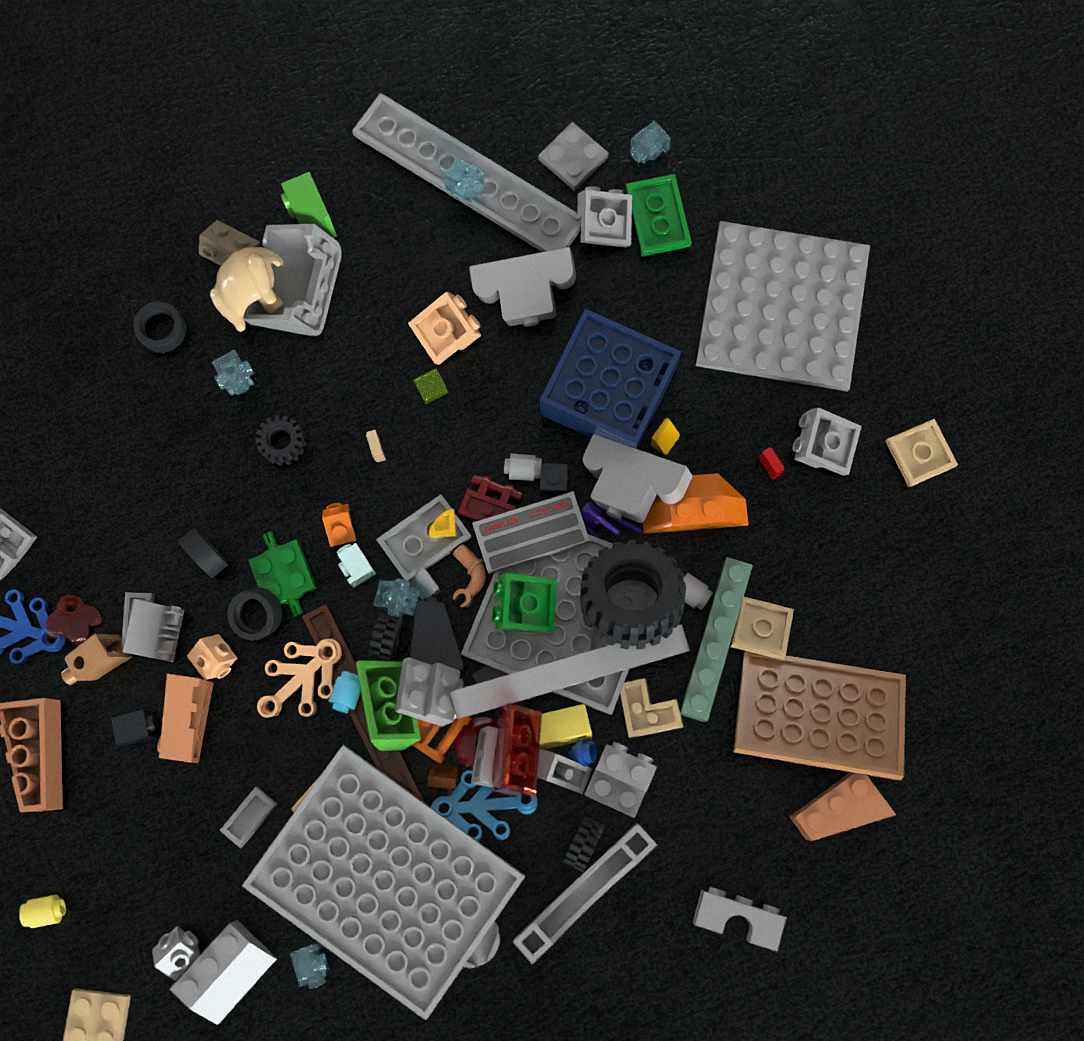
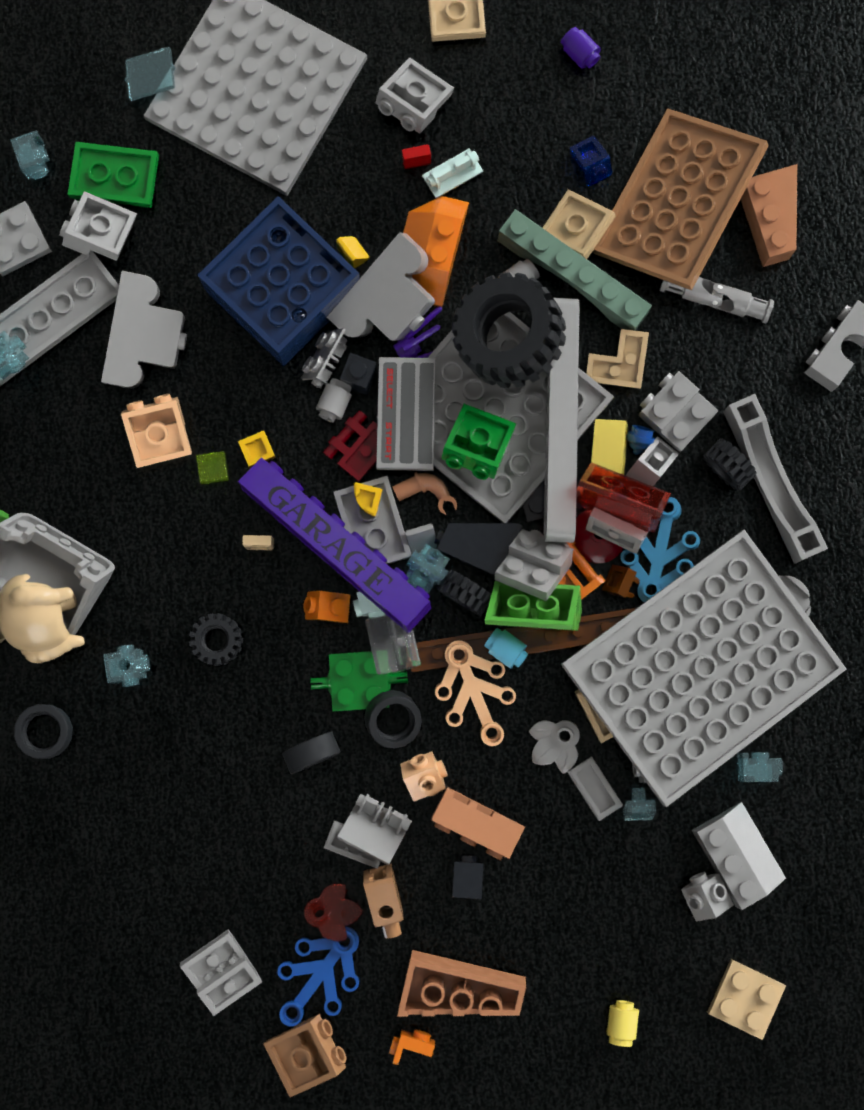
camera: 75 degrees left, 5 degrees up
(241, 863) = (639, 807): none -> clear light blue tile
(274, 765) = (552, 747): none -> light grey plate
(321, 589) = (391, 646): none -> clear panel
(389, 512) = (335, 545): none -> dark purple brick
(458, 417) = (256, 447): none -> yellow plate
(546, 439) = (327, 344): none -> light grey hinge
(743, 800) = (711, 294): none -> light grey piece
(759, 213) = (150, 73): none -> clear light blue piece
(769, 500) = (453, 173): none -> light aqua hinge
(829, 621) = (592, 160): none -> clear blue bracket
(931, 576) = (581, 48): none -> dark purple brick

